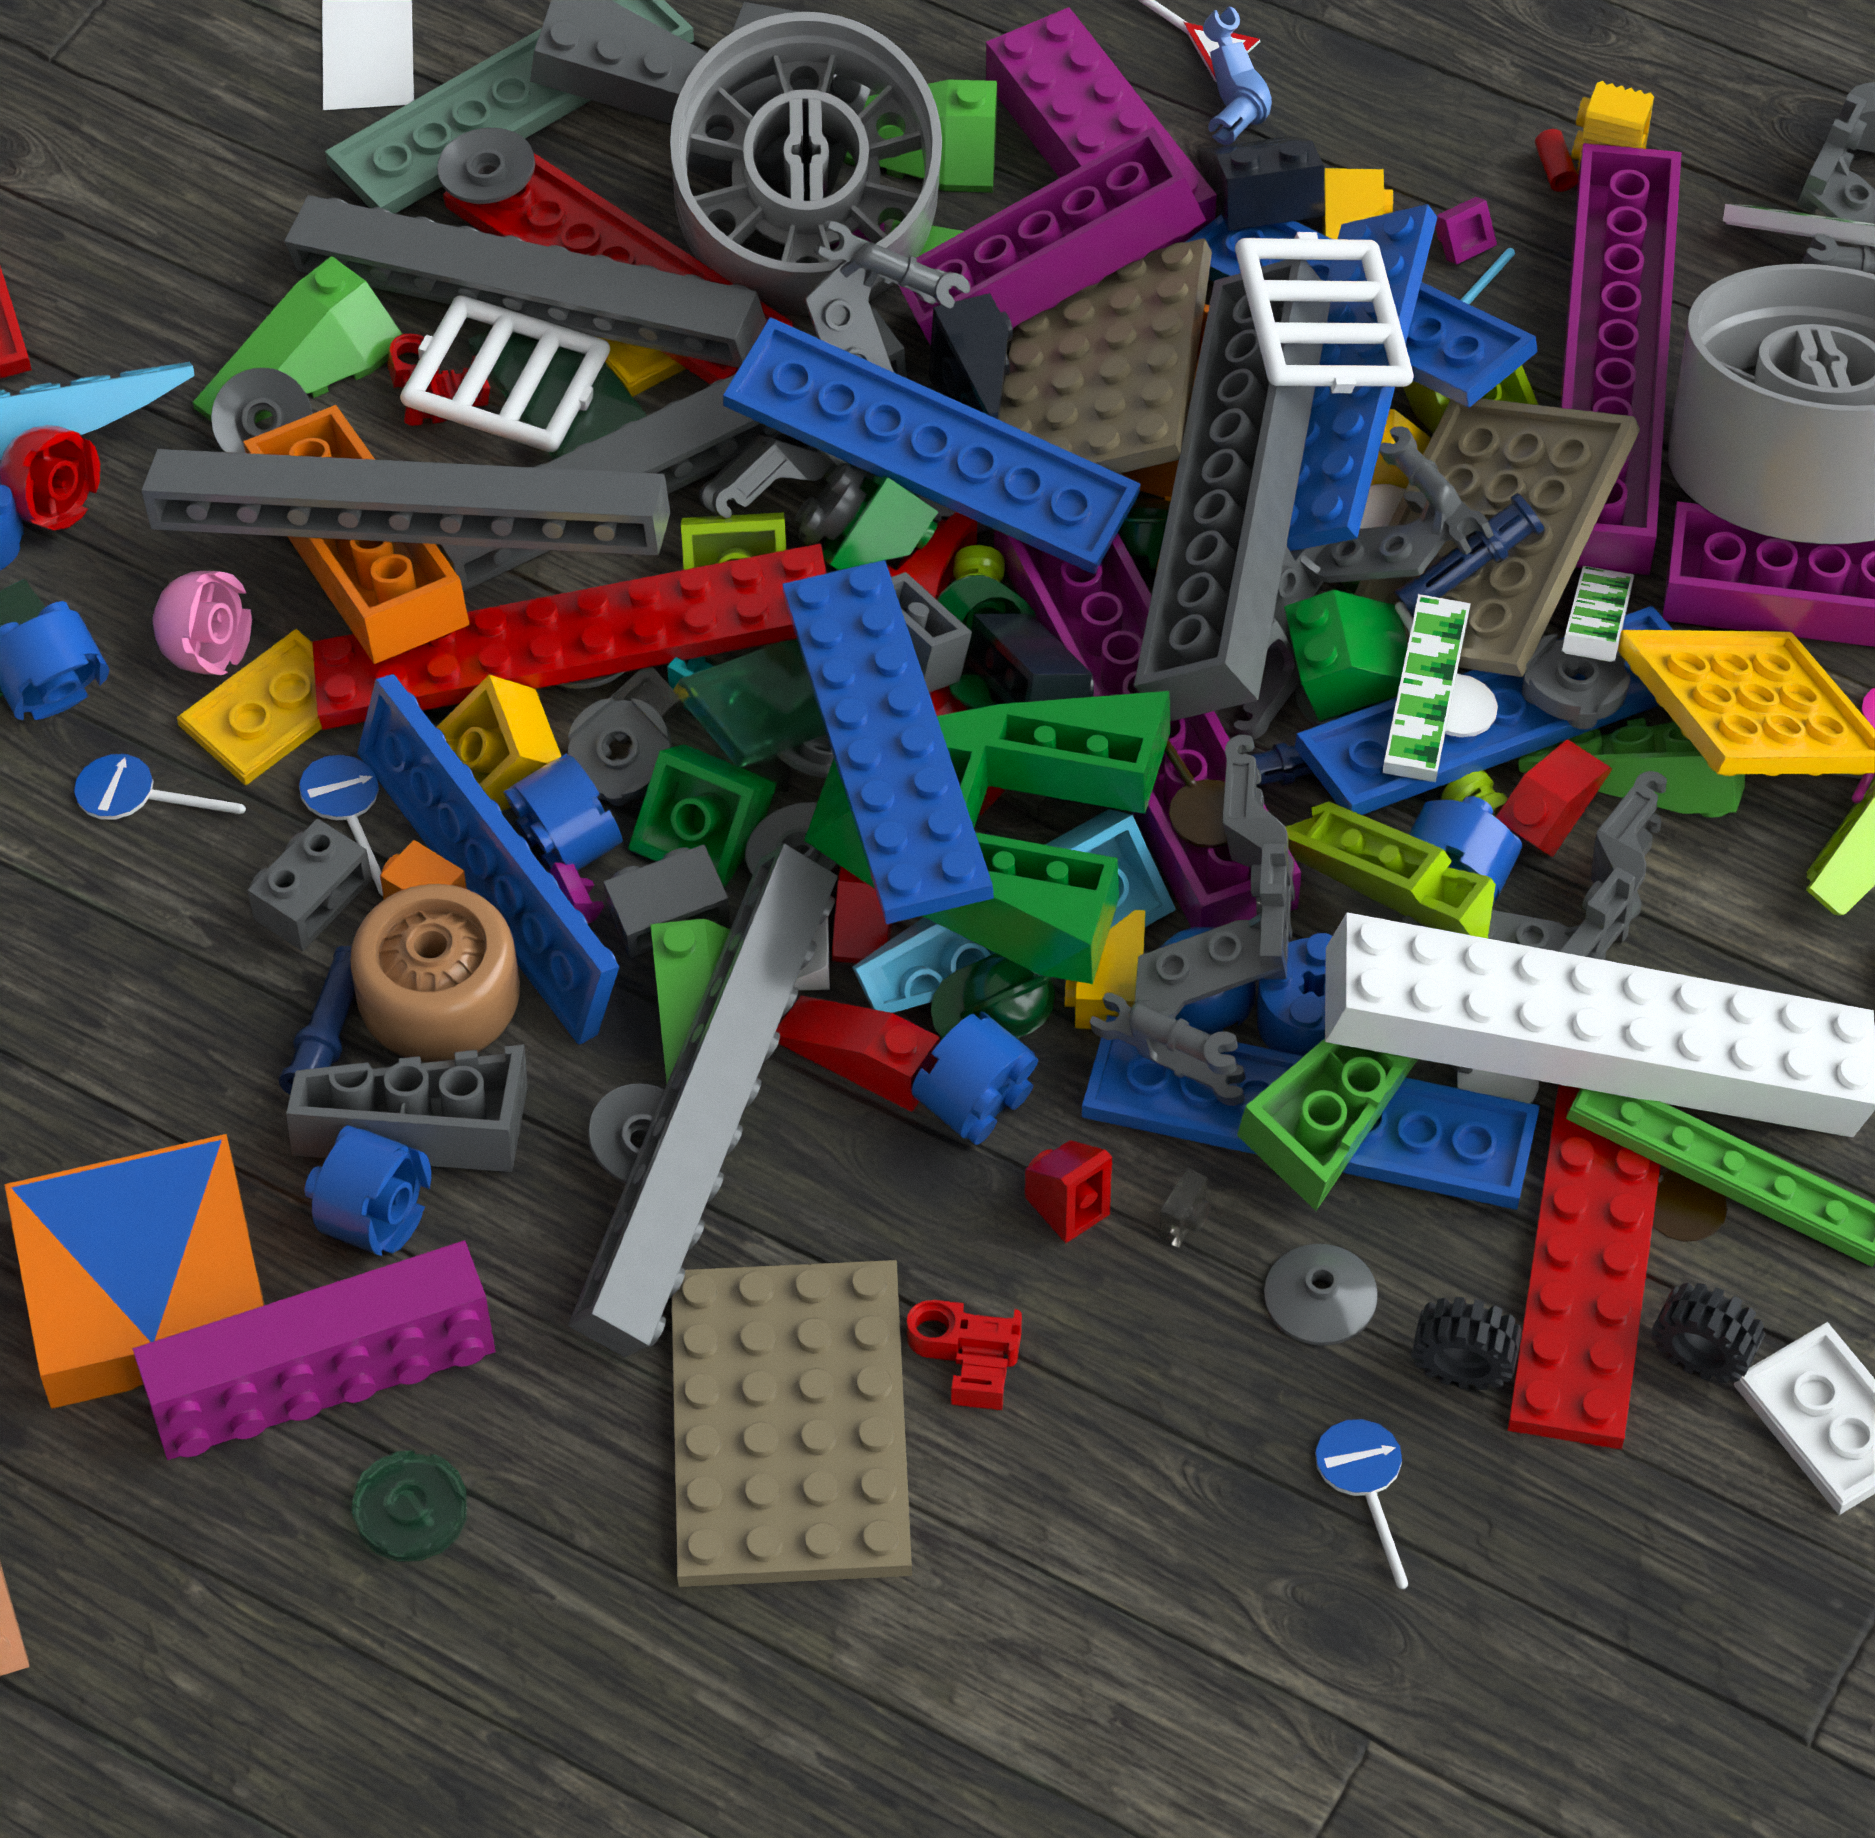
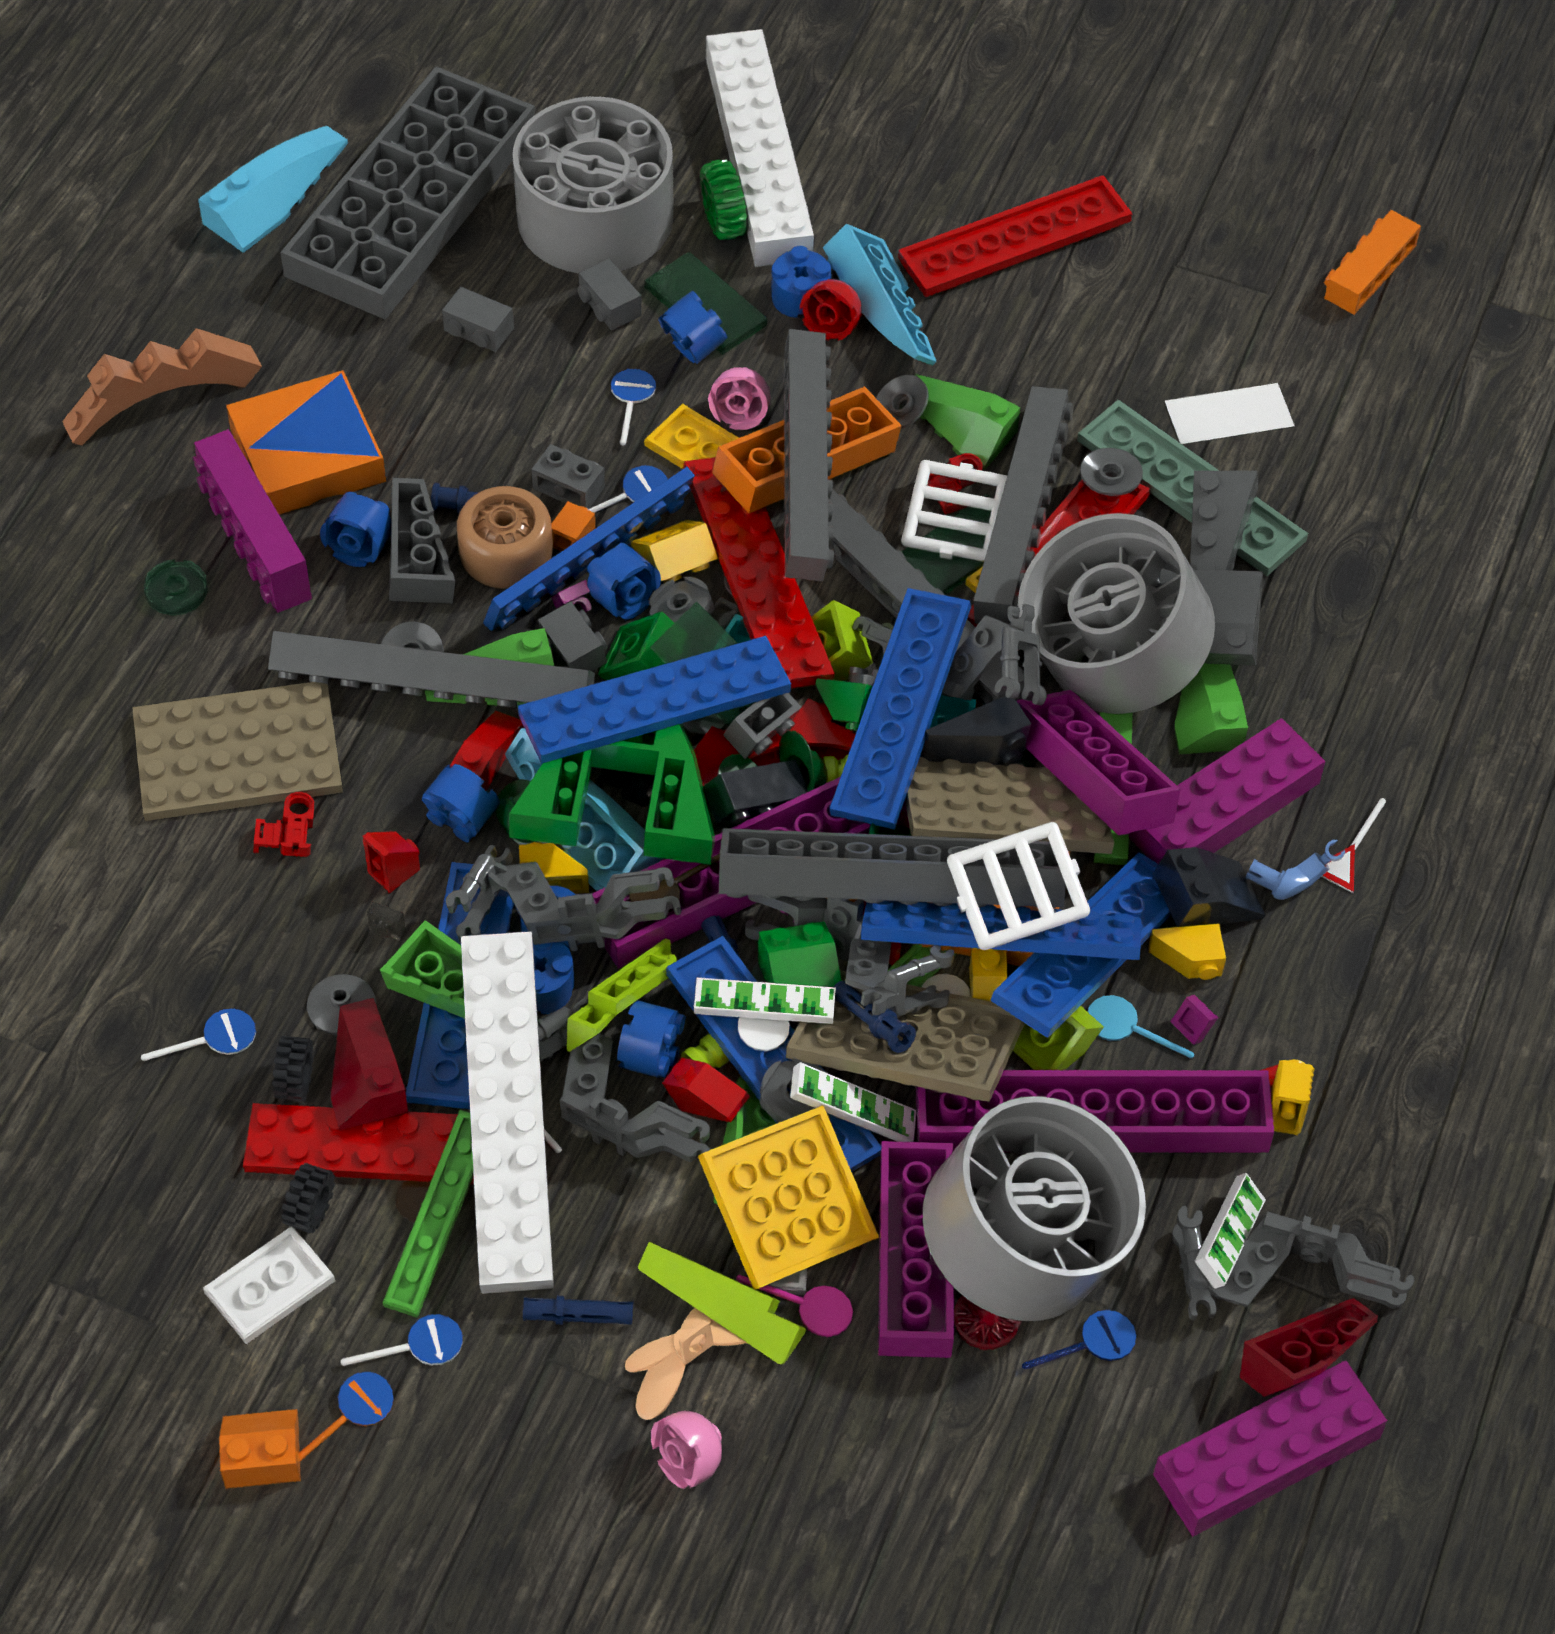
camera: 80 degrees right, 0 degrees up
(1481, 1237) = (365, 1069): none -> dark red wedge

